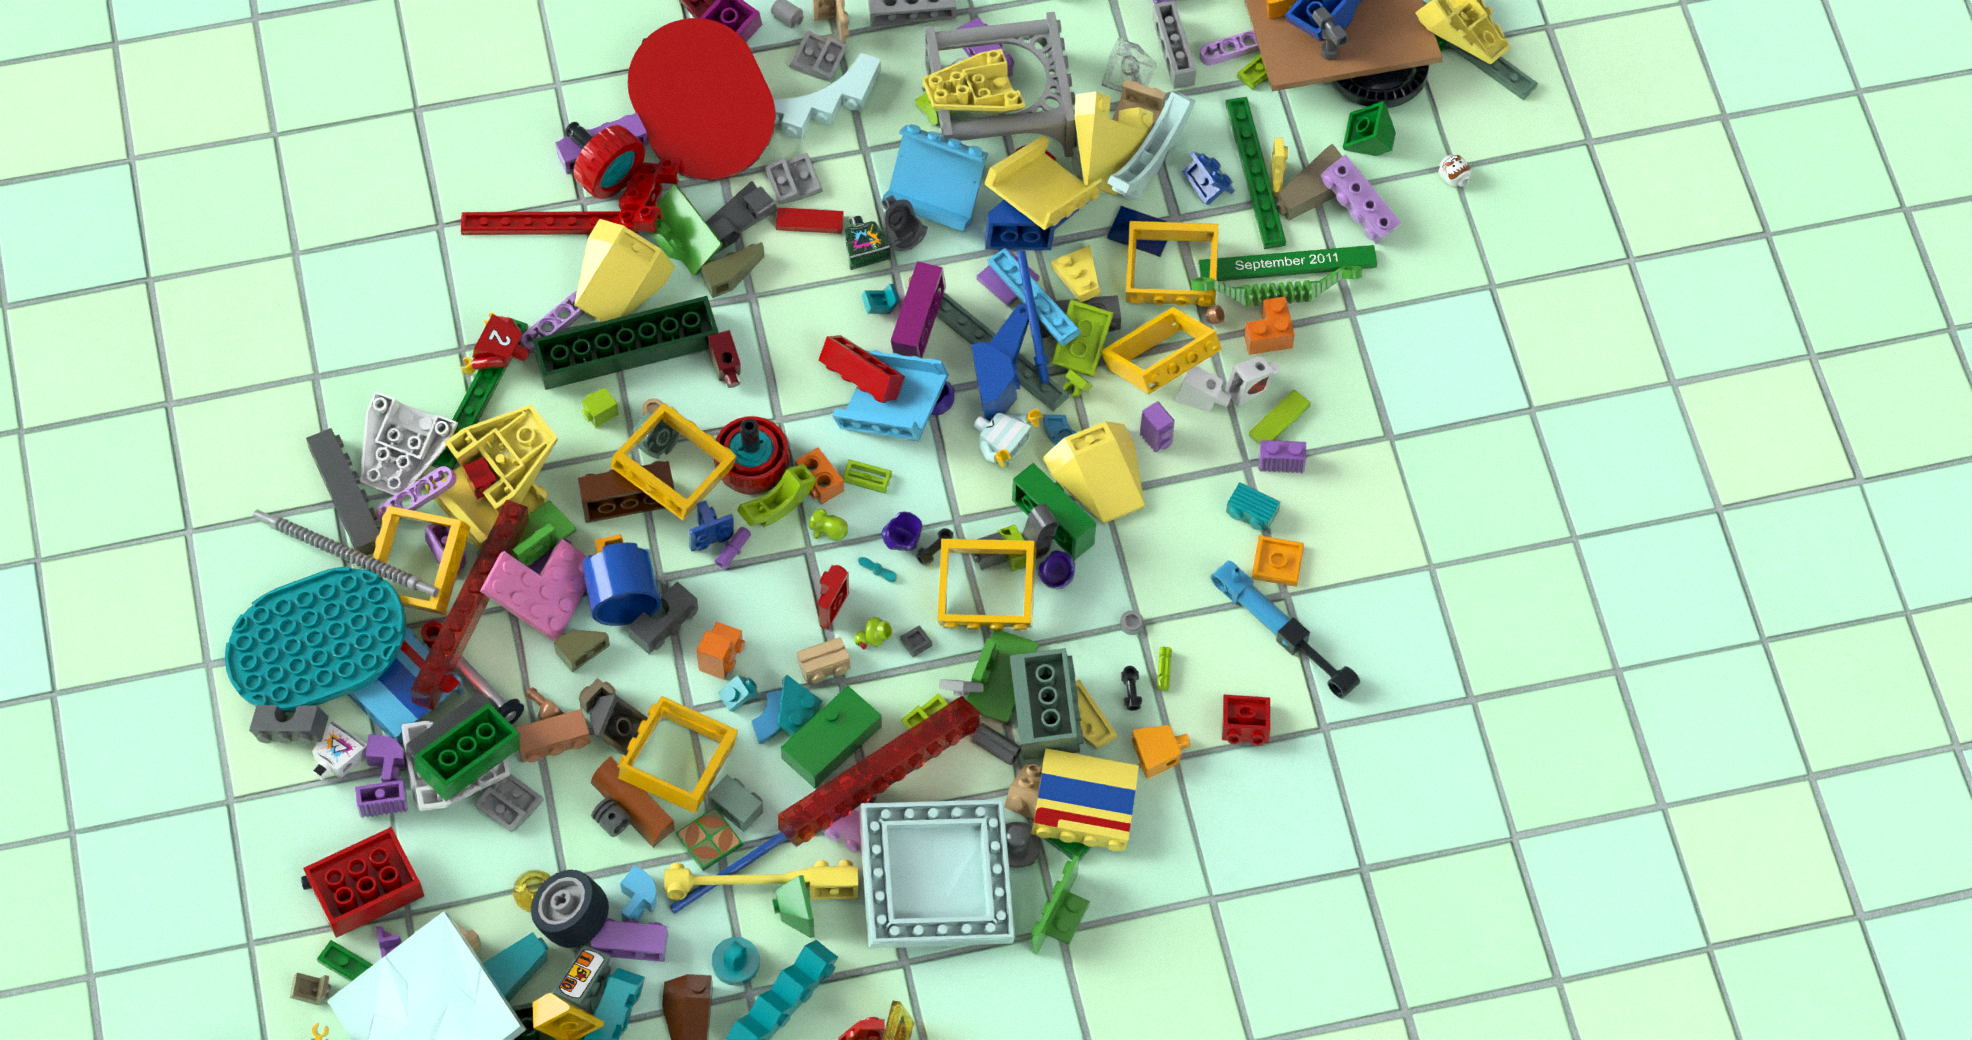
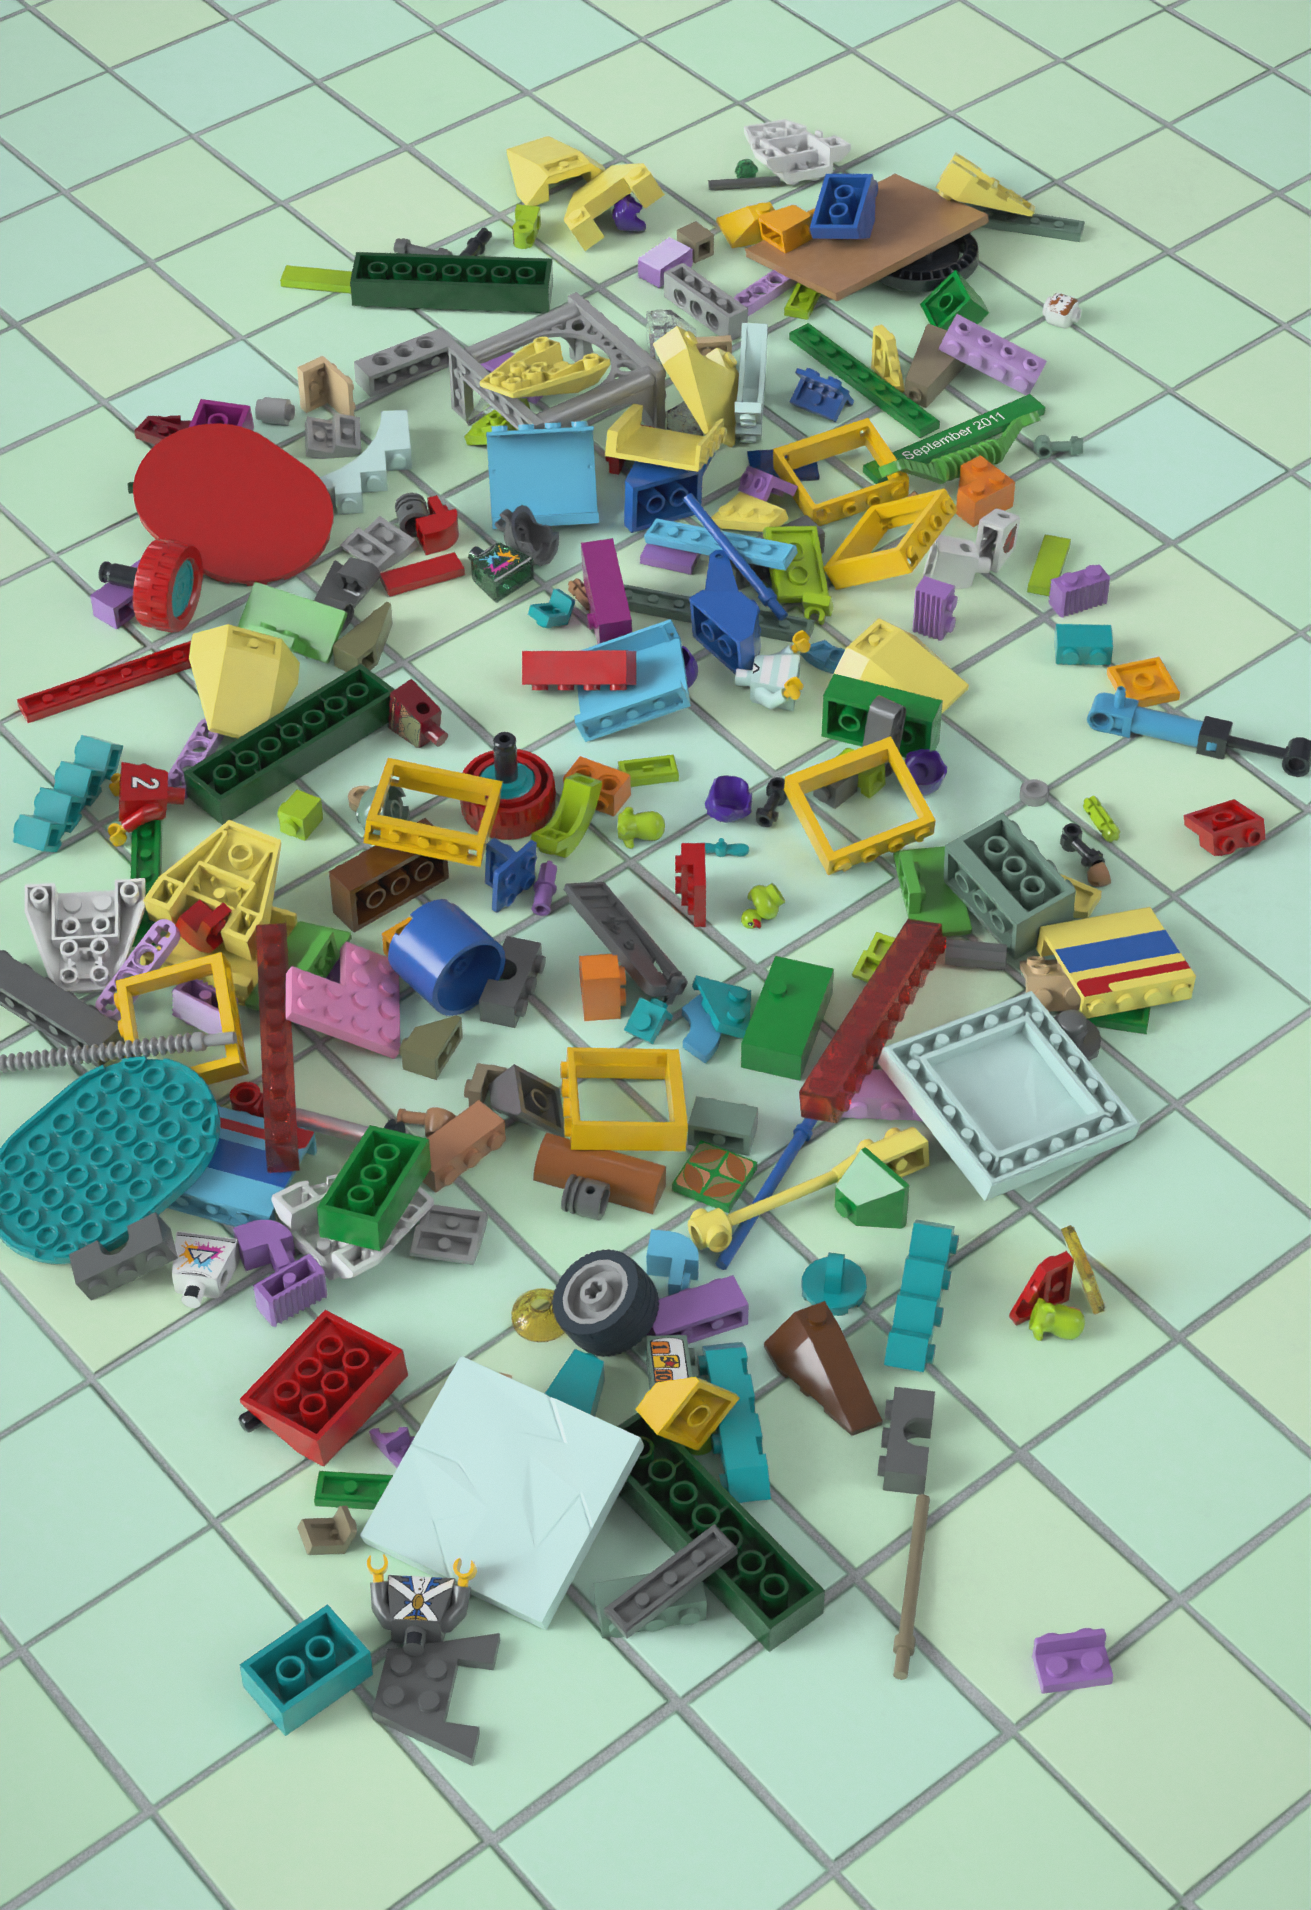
camera: 25 degrees left, 15 degrees down
(447, 723) = (307, 1204): dark grey tile -> none
(460, 311) = (75, 787): none -> teal brick
(643, 192) = (221, 604): red bracket -> none
(757, 621) = (627, 939): none -> dark grey piece
(823, 660) = (725, 951): tan brick -> none
(830, 159) = (408, 509): none -> dark grey piece
(844, 186) = (438, 529): none -> red brick
(916, 641) = (813, 897): dark grey tile -> none
(960, 687) = (901, 909): light grey plate -> none
(1064, 911) = (1174, 1079): bright green bracket -> none
(1108, 247) = (761, 484): none -> medium lavender bracket
(1128, 717) = (1099, 875): none -> medium nougat hinge
(1158, 748) = (1152, 886): light orange torso -> none
(1334, 35) = (870, 218): dark grey bar -> none
(1351, 302) = (1044, 447): none -> sand green bar

